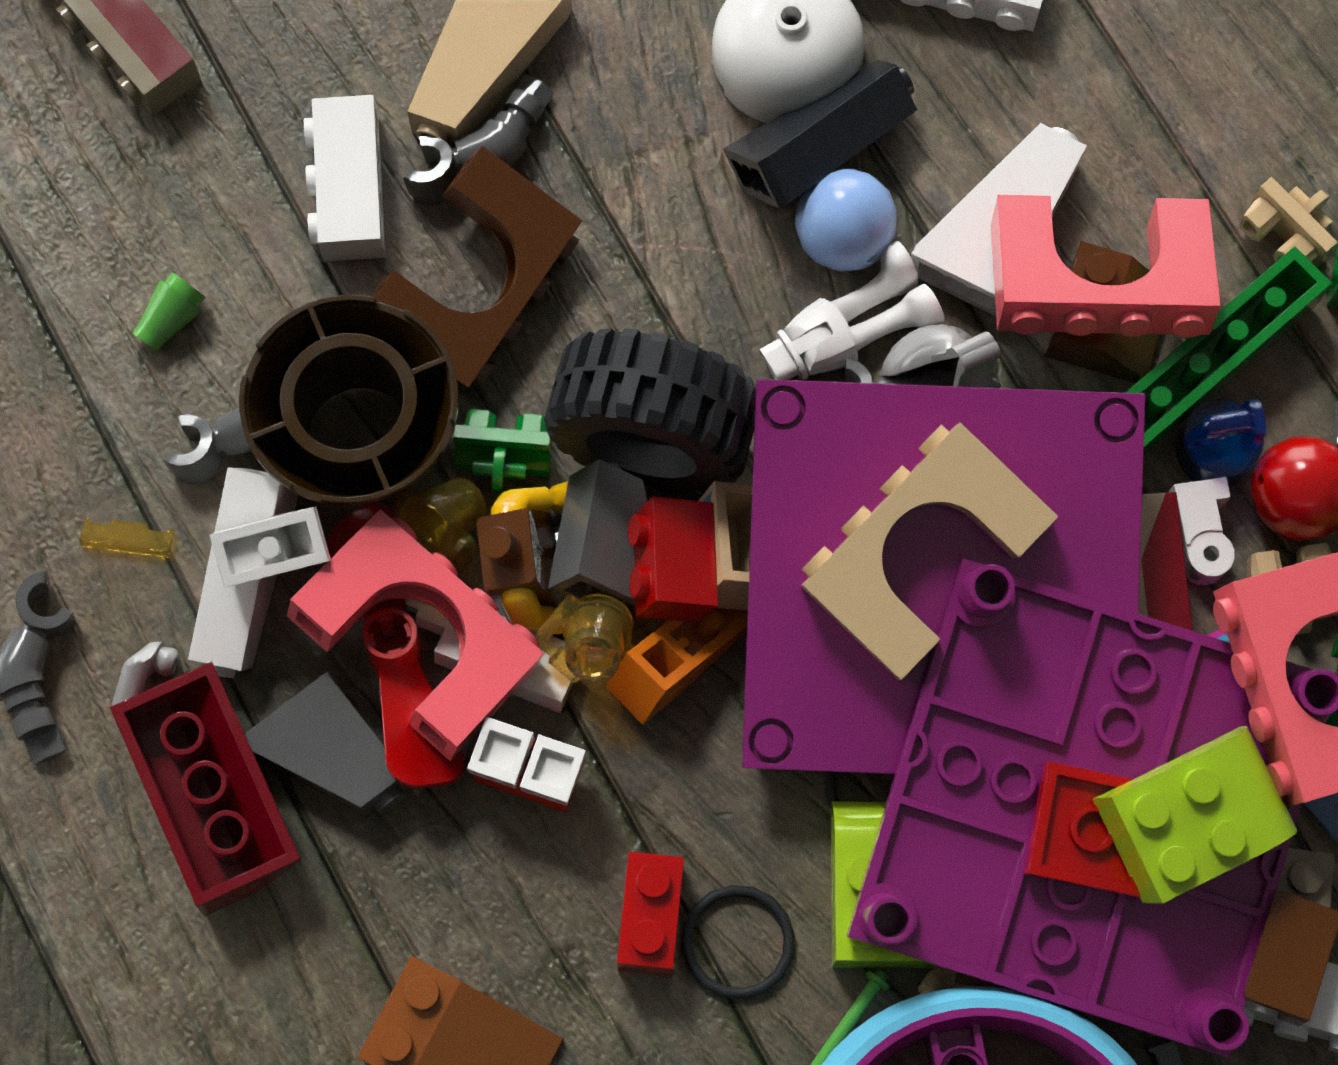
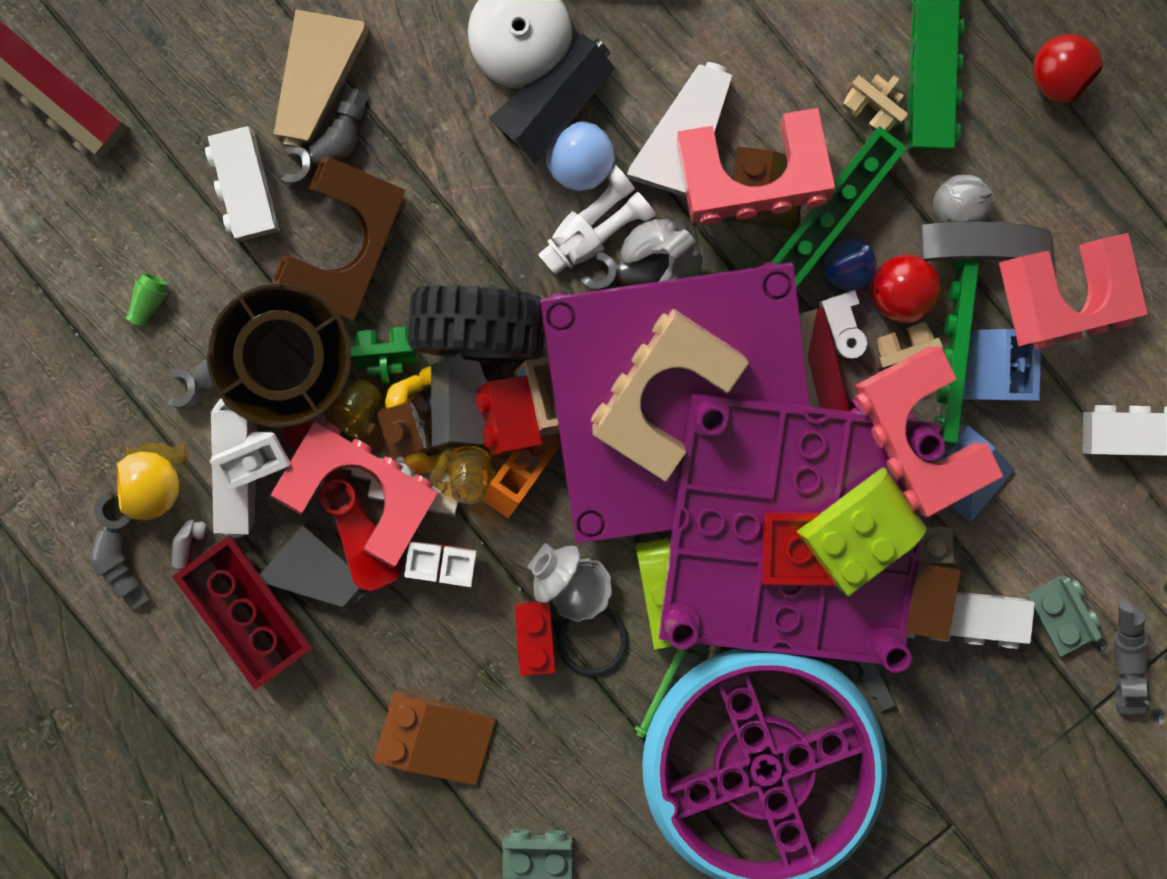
camera: 10 degrees left, 15 degrees up
(103, 571) = (146, 485): none -> yellow helmet
(730, 847) = (576, 585): none -> light grey animal

